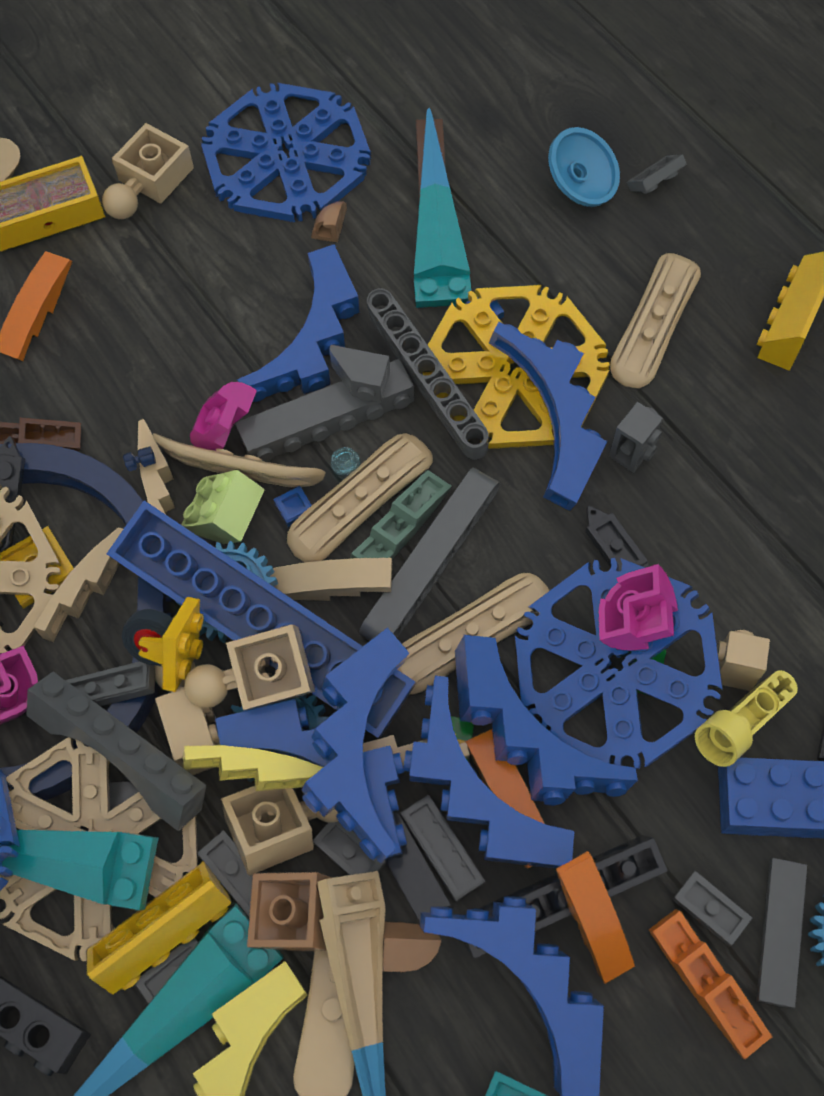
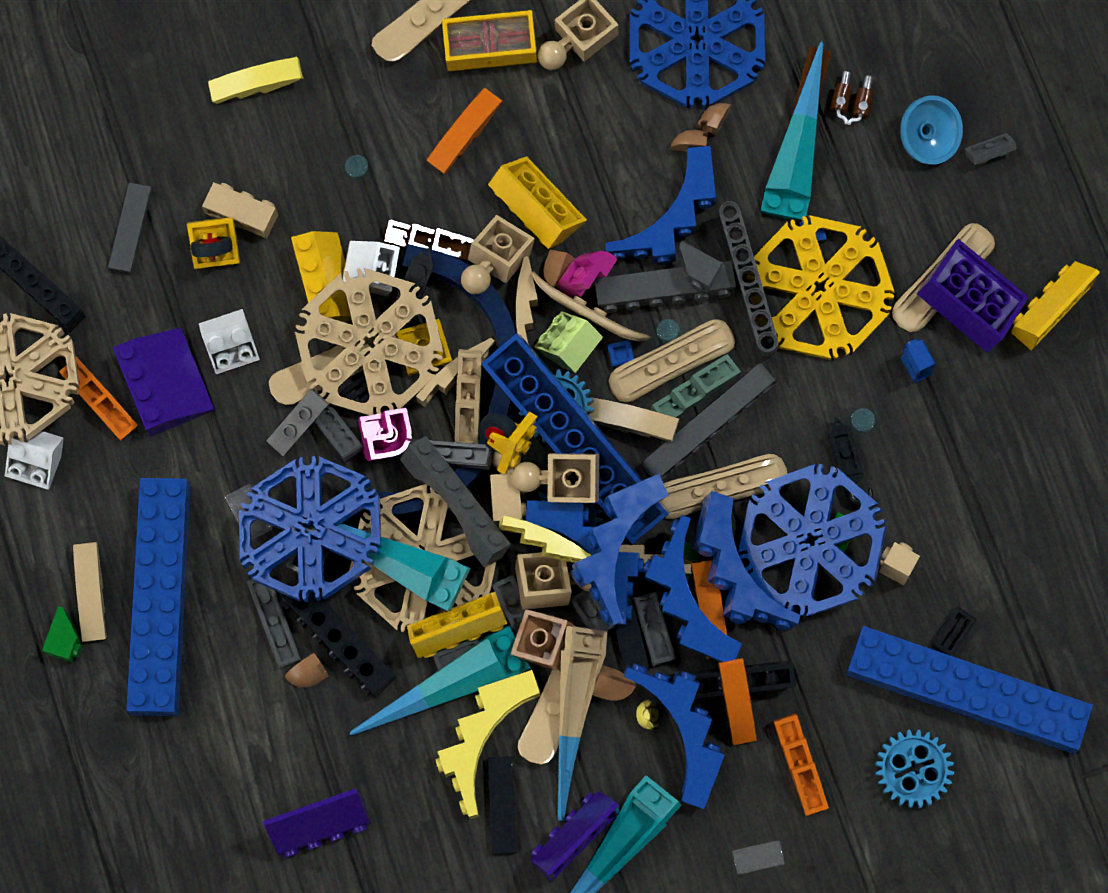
camera: 20 degrees right, 10 degrees up
(100, 422) = (496, 252): none -> tan brick
(103, 605) = (468, 396): none -> tan slope
(139, 360) = (536, 201): none -> yellow slope
(145, 457) = (522, 289): dark blue piece -> none
(182, 421) = (555, 266): none -> medium nougat brick
(299, 254) = (689, 139): none -> medium nougat brick
(470, 977) = (647, 714): none -> light yellow plate
(494, 161) = (842, 97): none -> reddish brown piece
(568, 404) = (845, 338): blue arch -> none
(622, 500) = (863, 419): none -> clear light blue plate
(636, 437) = (888, 376): dark grey brick -> none
(638, 610) = (833, 510): dark pink brick -> none
(671, 405) = (918, 360): none -> blue brick
(701, 325) = (973, 296): none -> dark purple slope
(712, 909) = (819, 720): dark grey plate -> none
(730, 733) = (868, 611): light yellow beam -> none
(782, 933) = (860, 748): dark grey tile -> none

